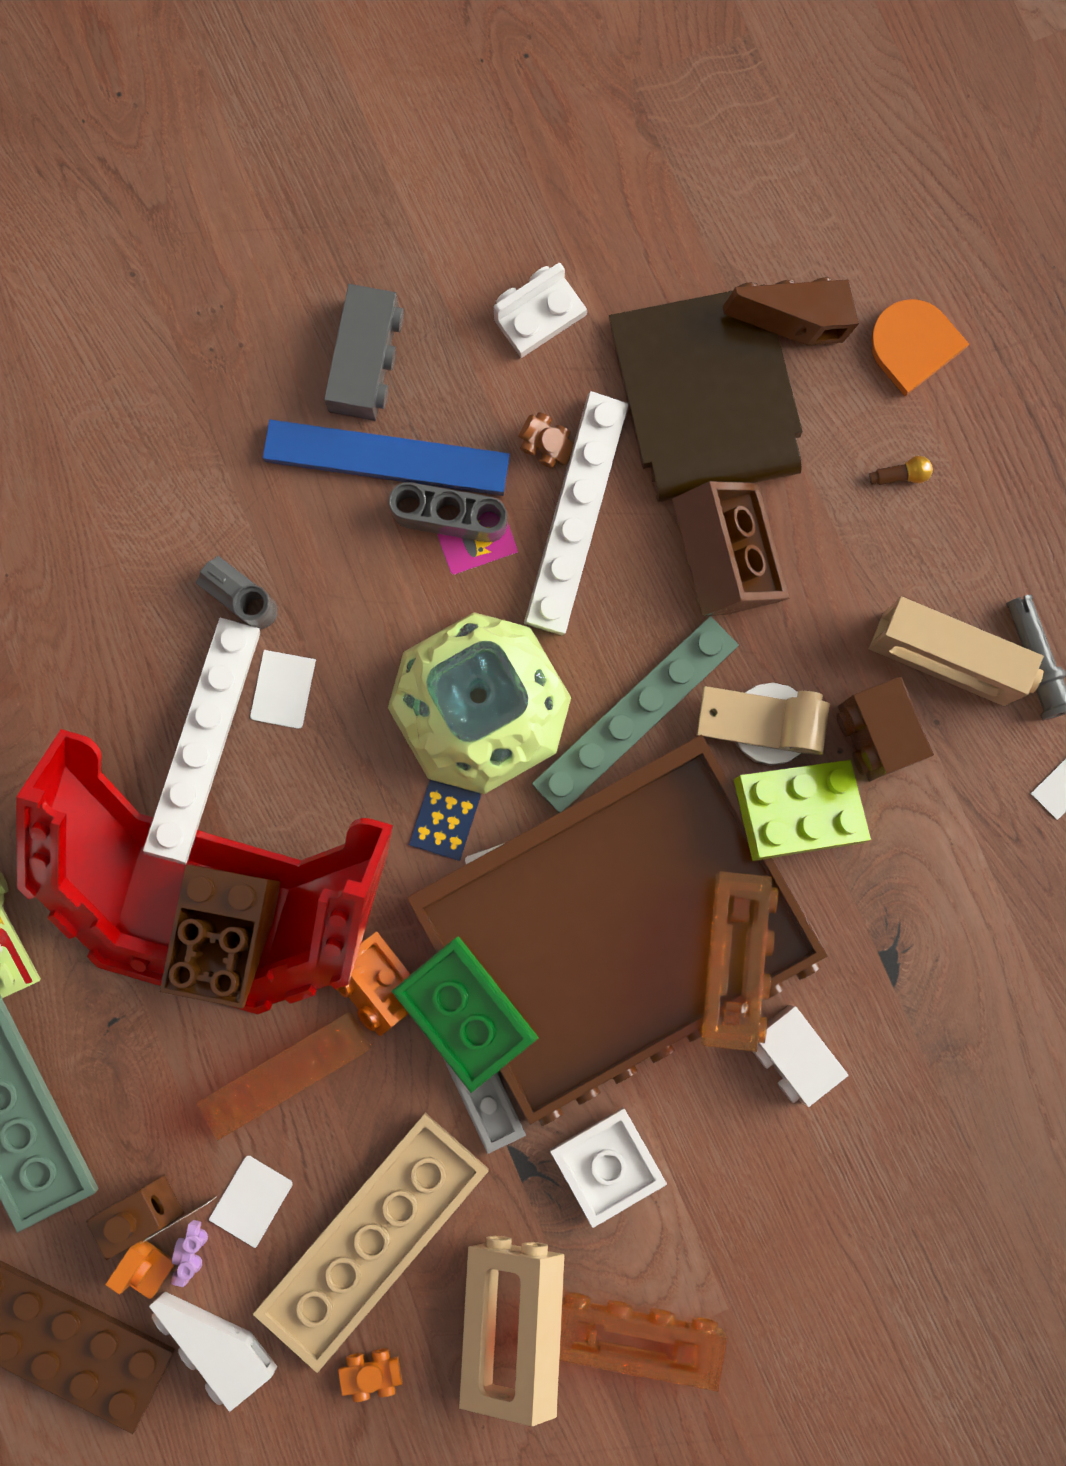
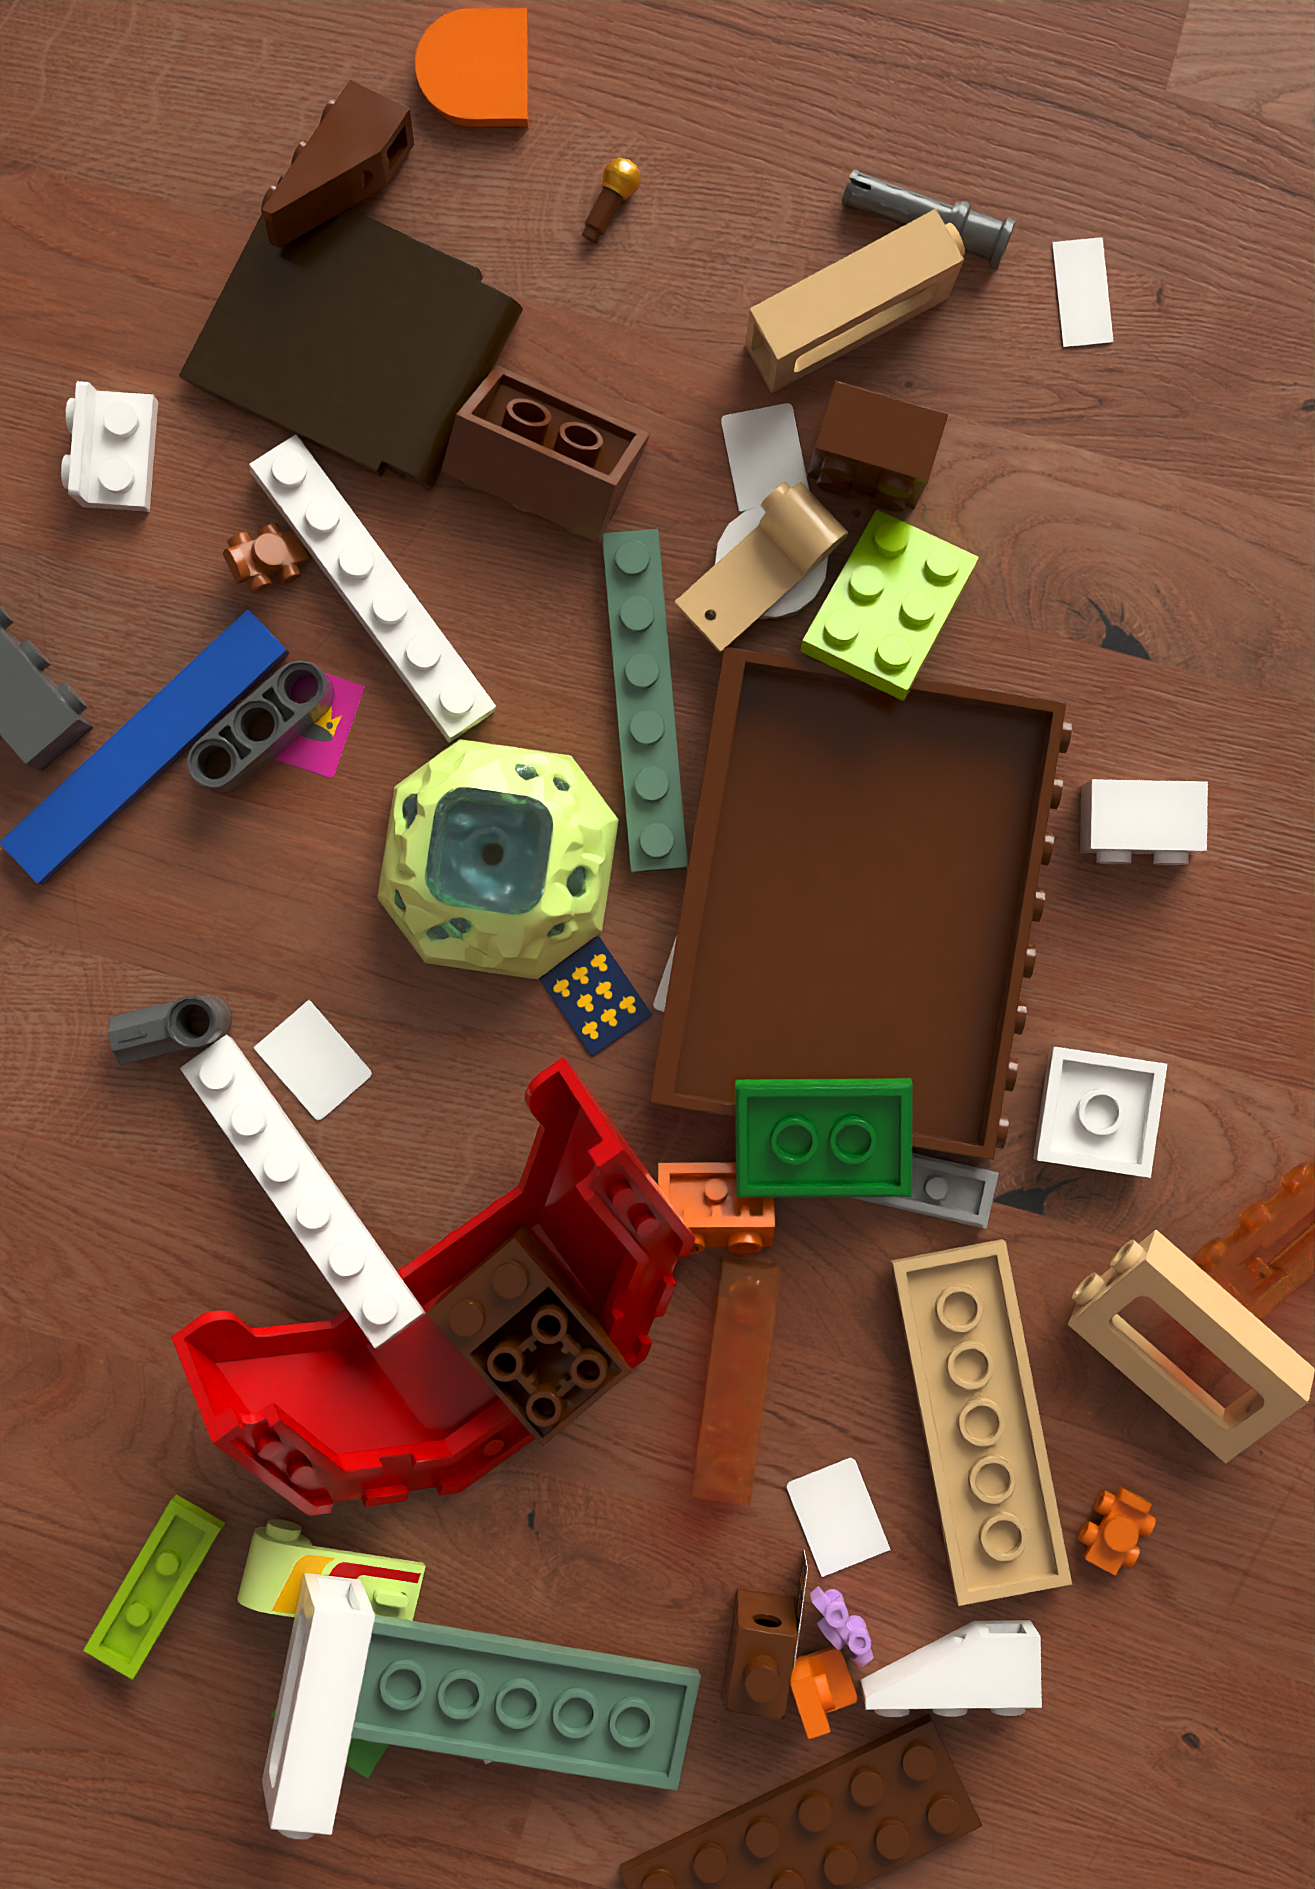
camera: 45 degrees left, 5 degrees up
(759, 943) = (1035, 801): clear orange brick -> none
(830, 670) = (763, 452): none -> white sticker

